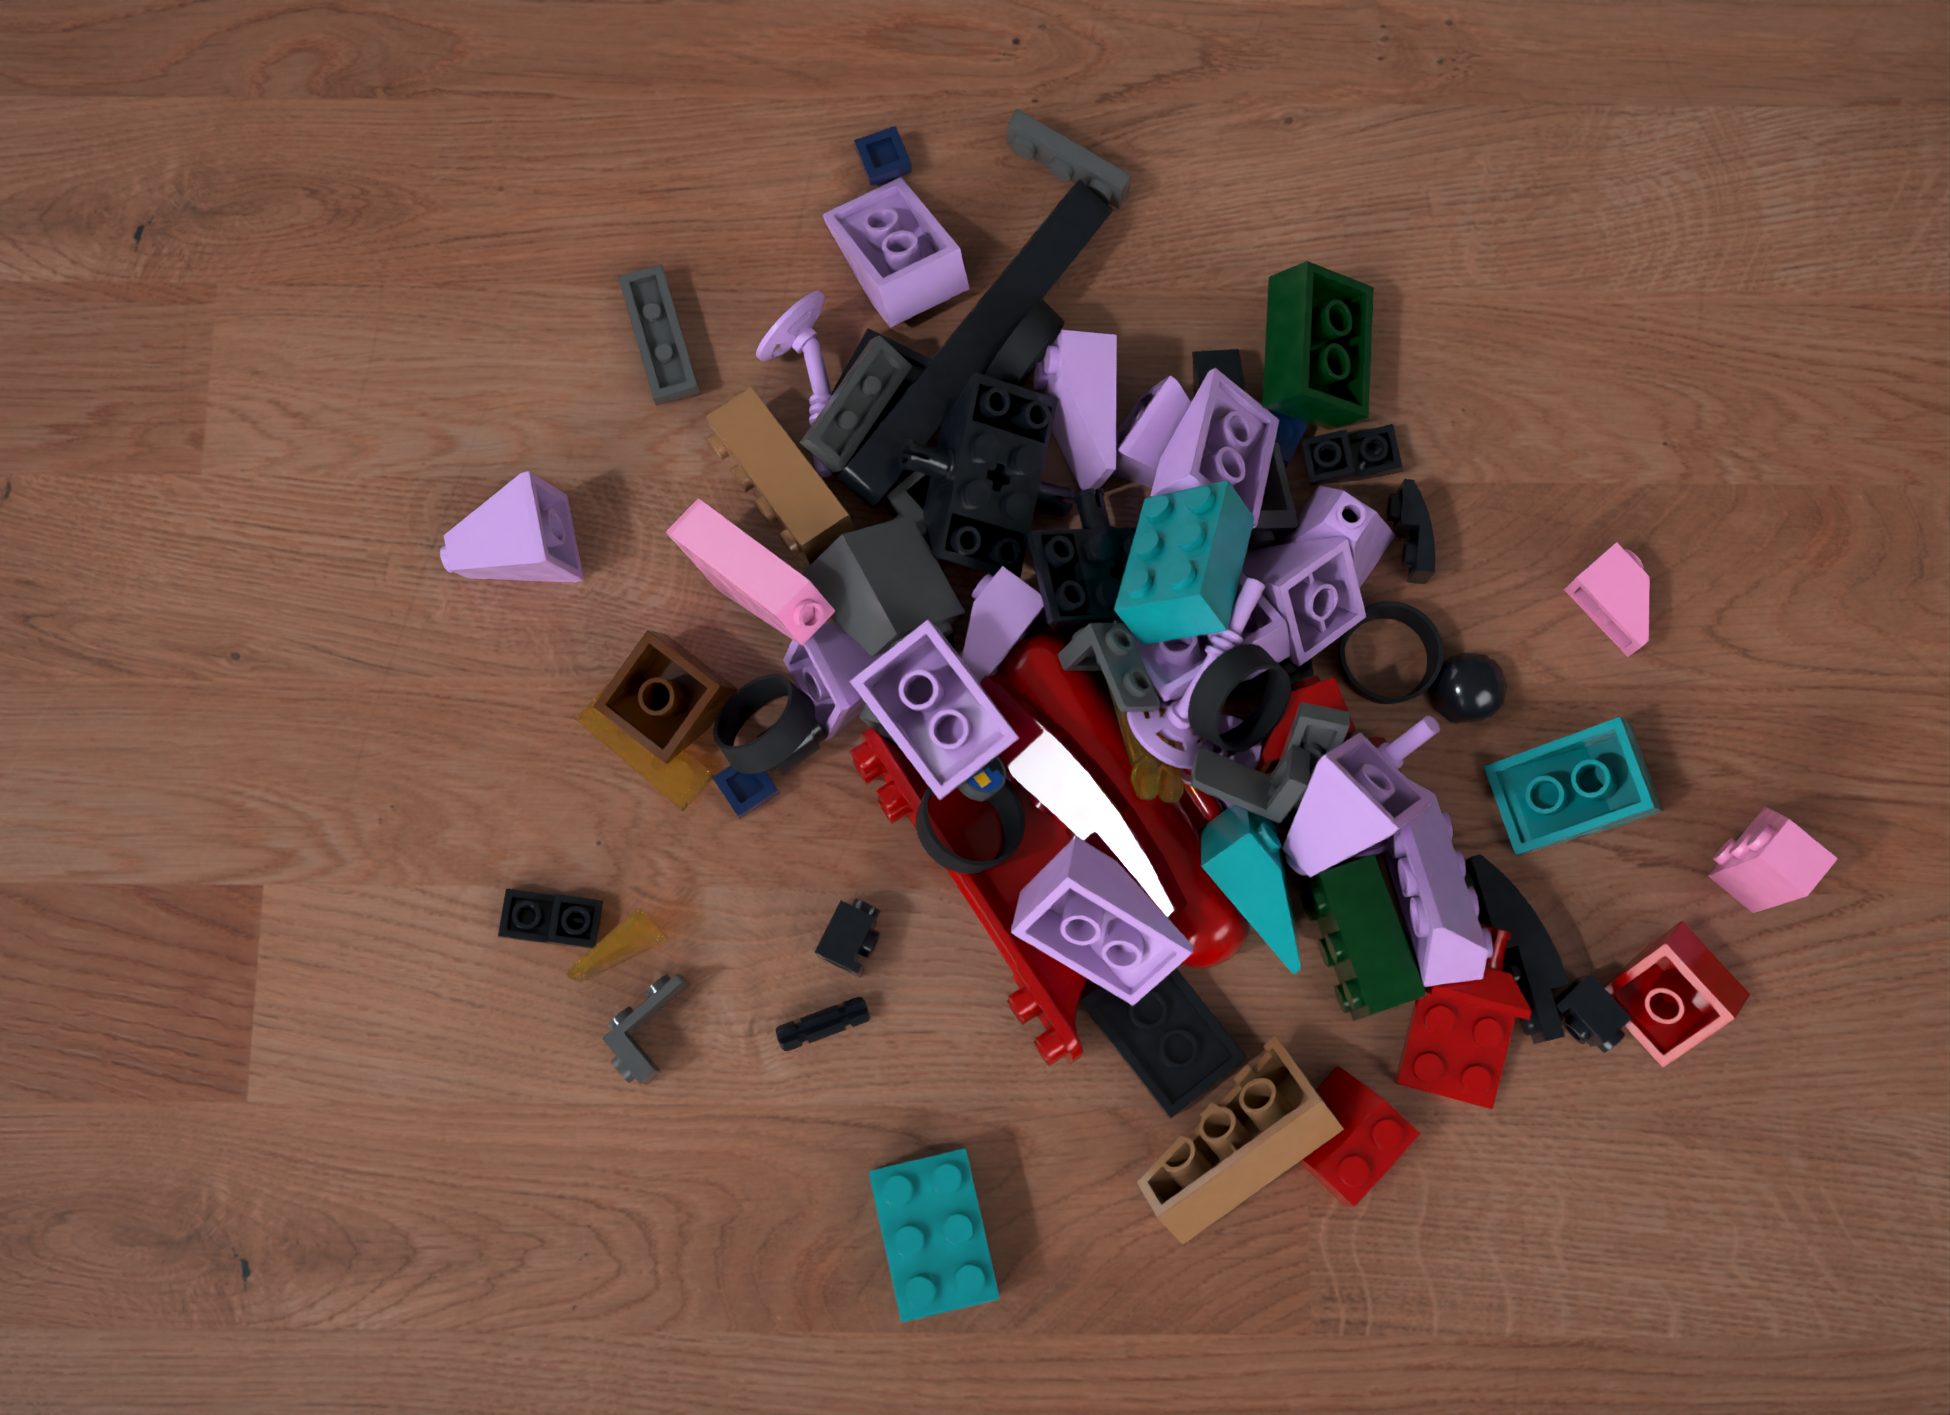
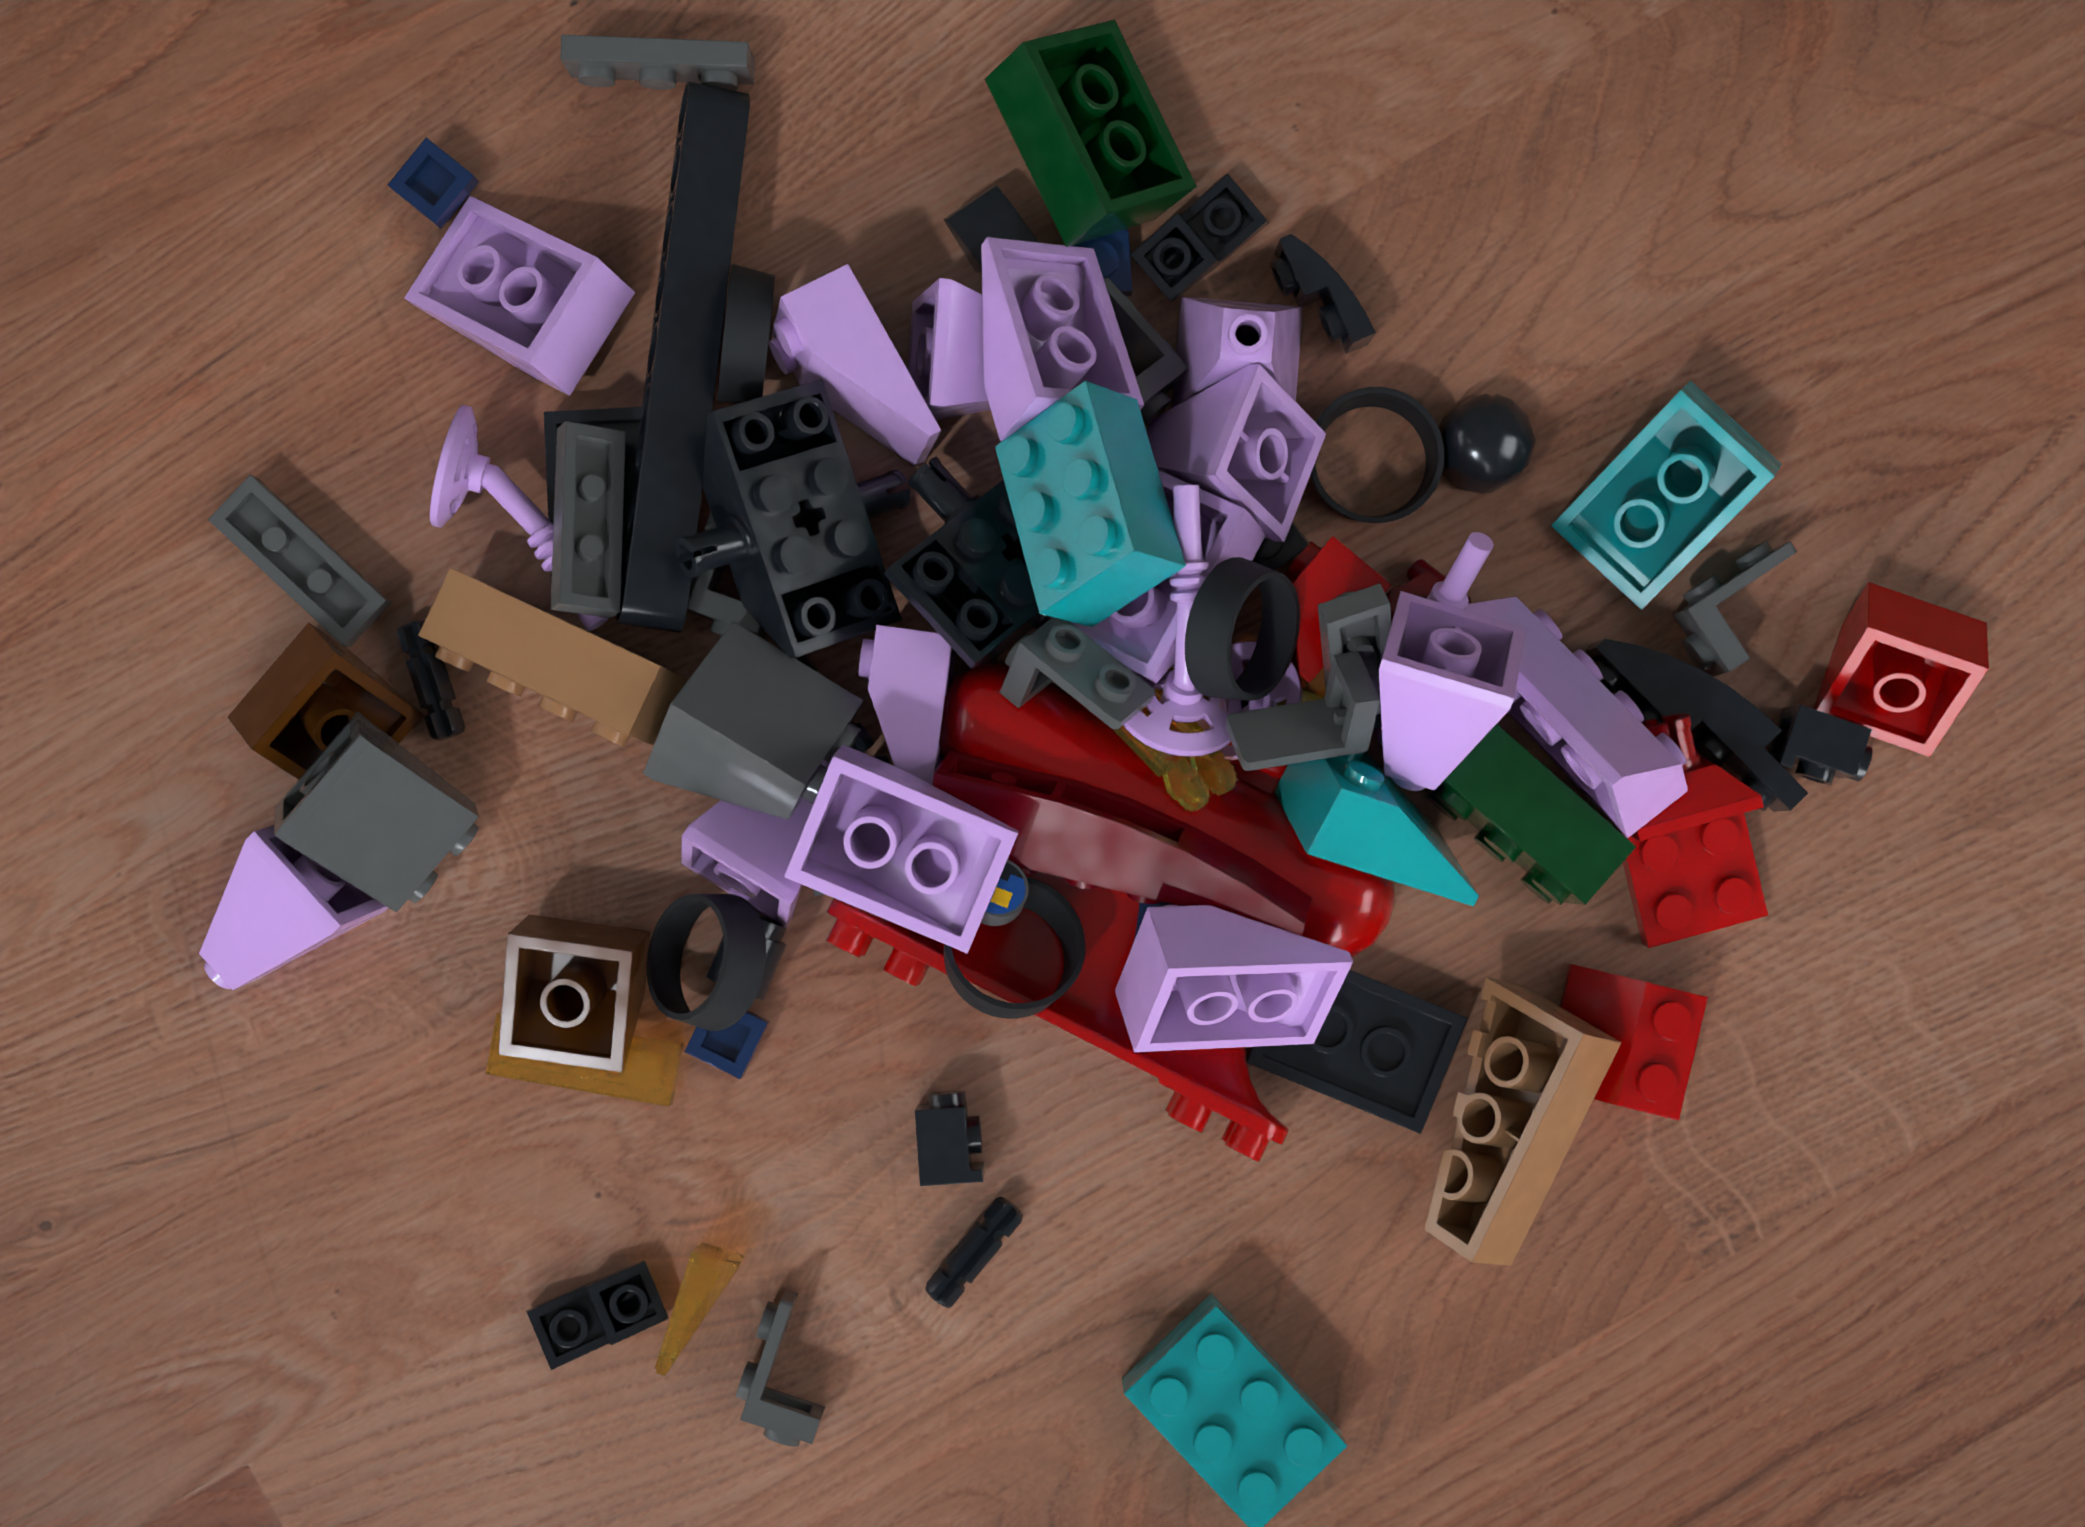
camera: 25 degrees left, 10 degrees up
(610, 513) = (375, 815): none -> dark grey slope
(614, 437) = (311, 698): none -> reddish brown slope
(693, 455) = (430, 683): none -> black axle
(750, 573) = (587, 801): bright pink slope -> none
(1552, 896) = (1709, 637): none -> dark grey bracket
(1616, 597) = (1597, 237): bright pink slope -> none
(1770, 863) = (1938, 457): bright pink wedge -> none

